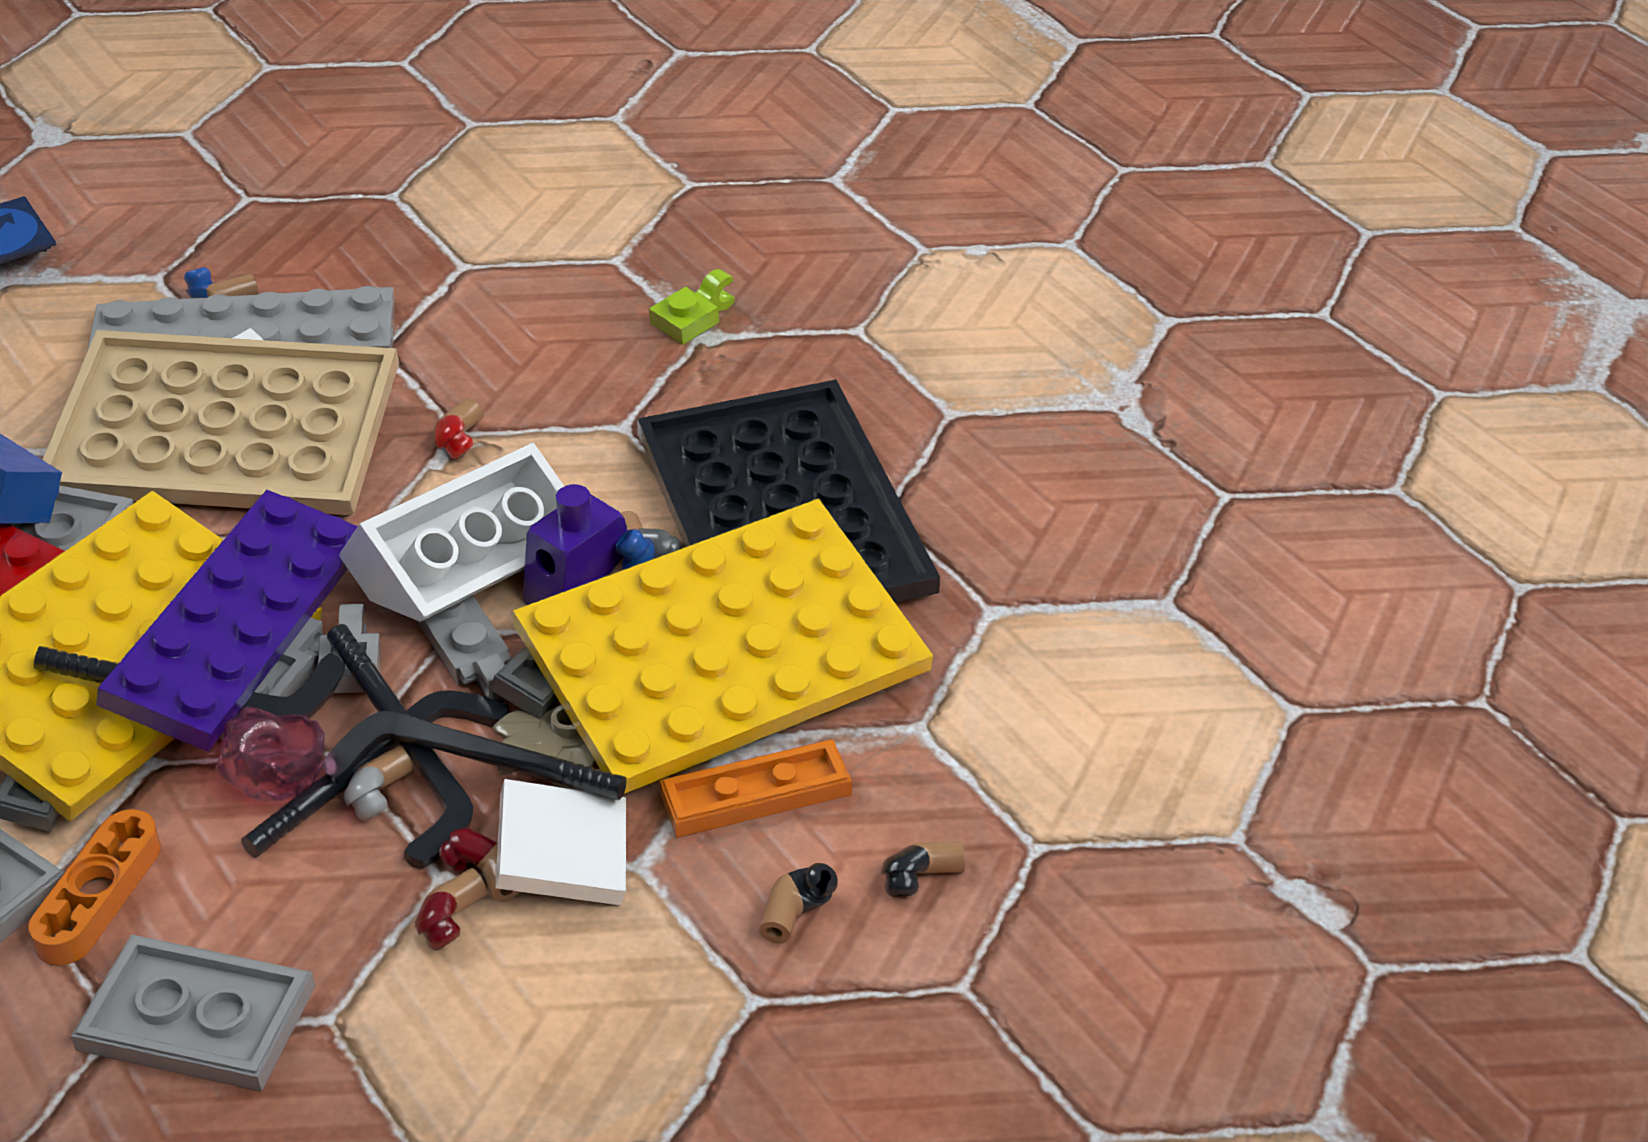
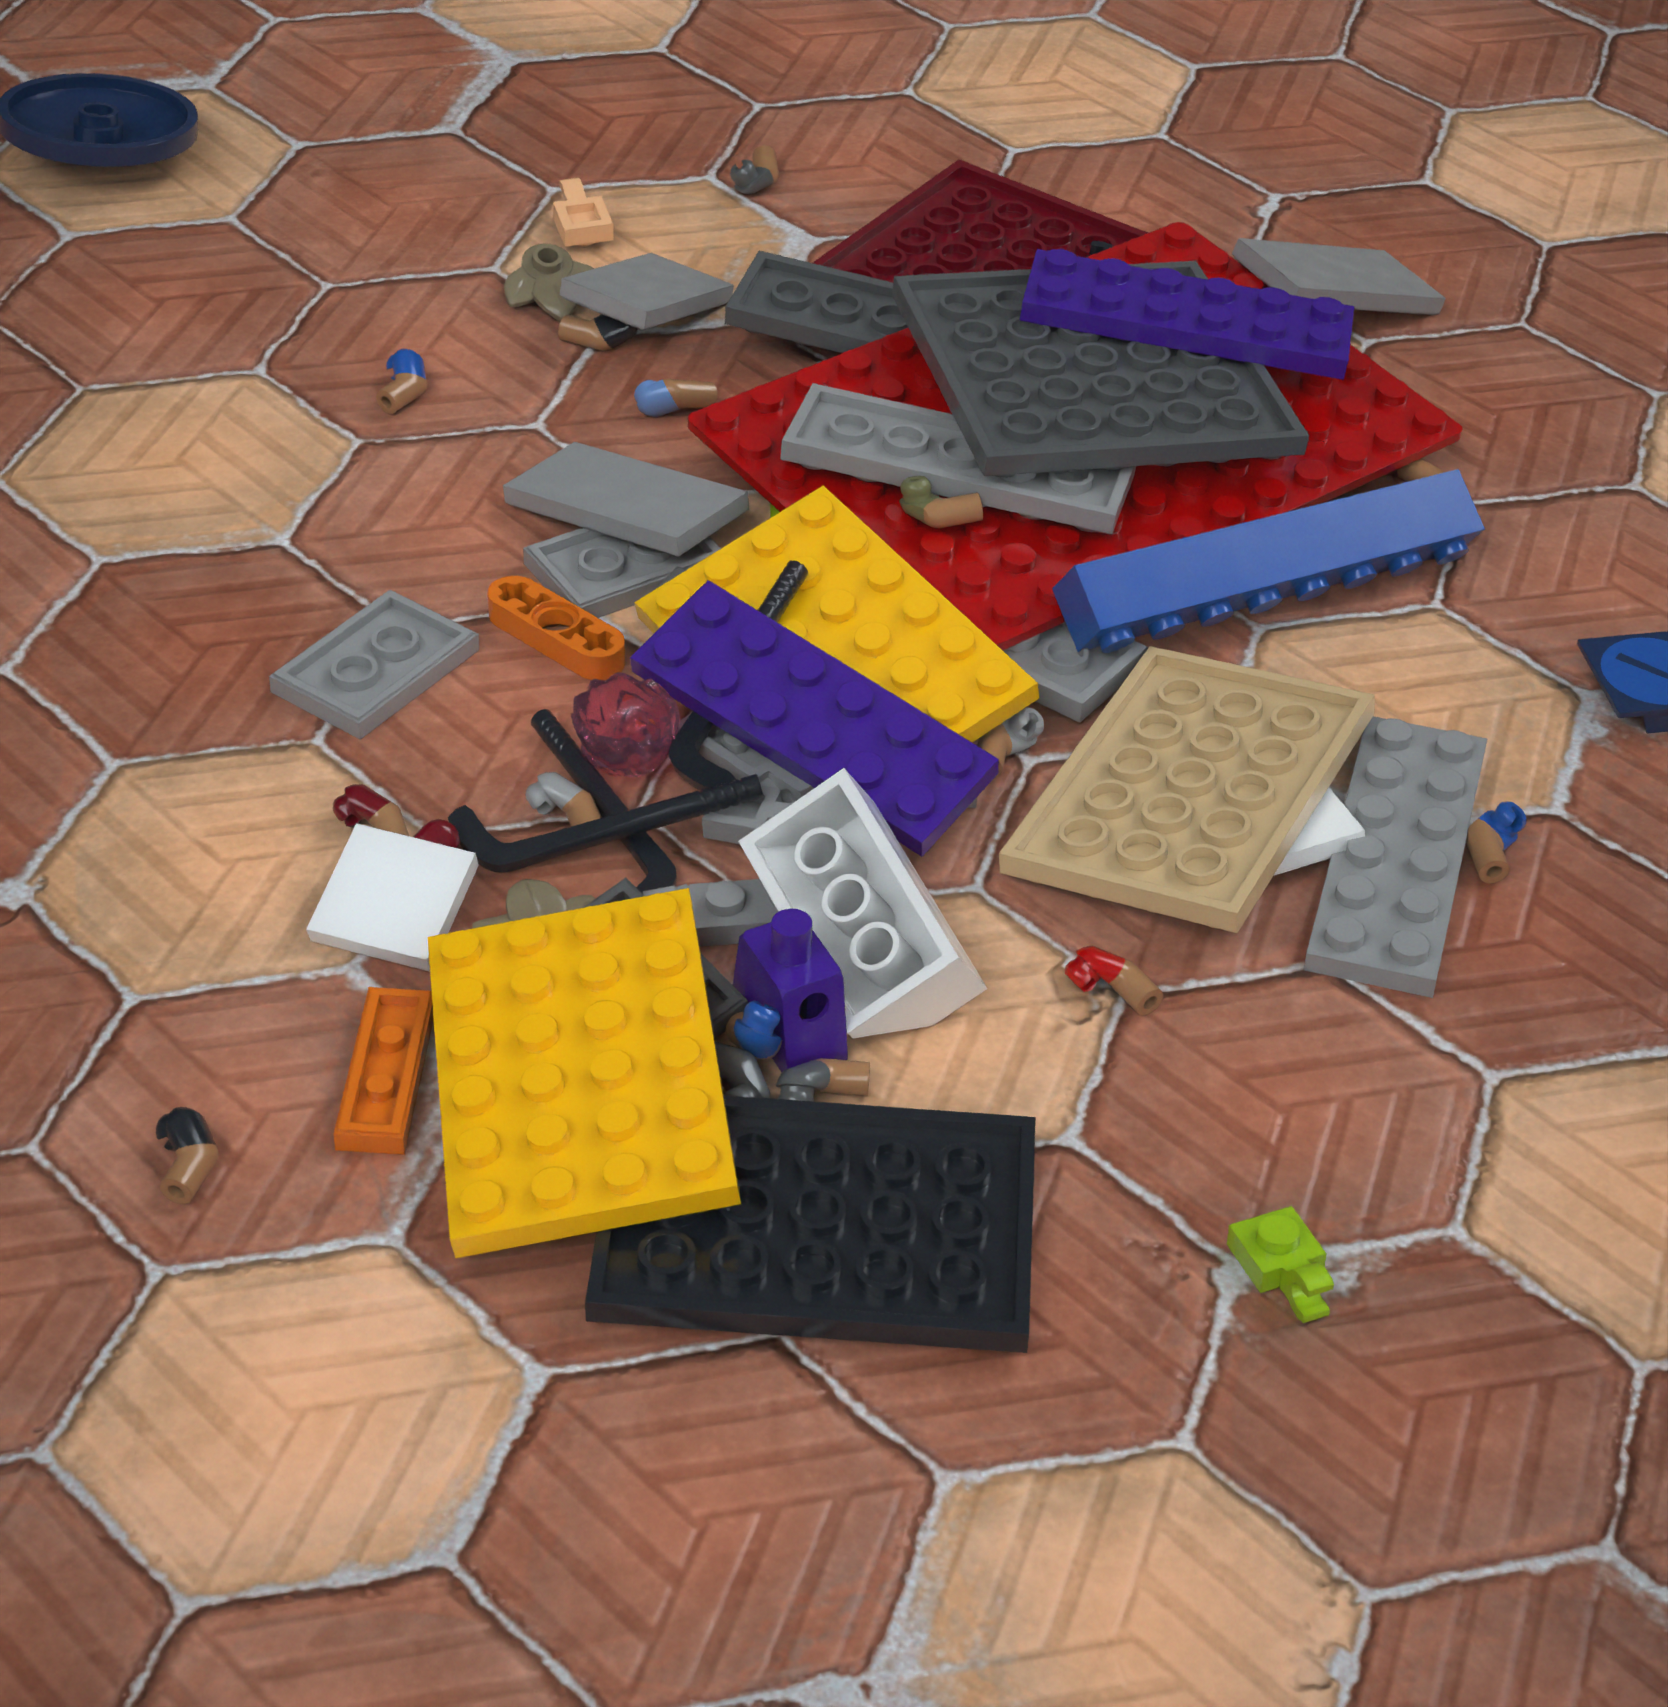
camera: 110 degrees right, 0 degrees up
(409, 729) = (612, 803): black piece -> none
(795, 895) = (219, 1044): arm -> none

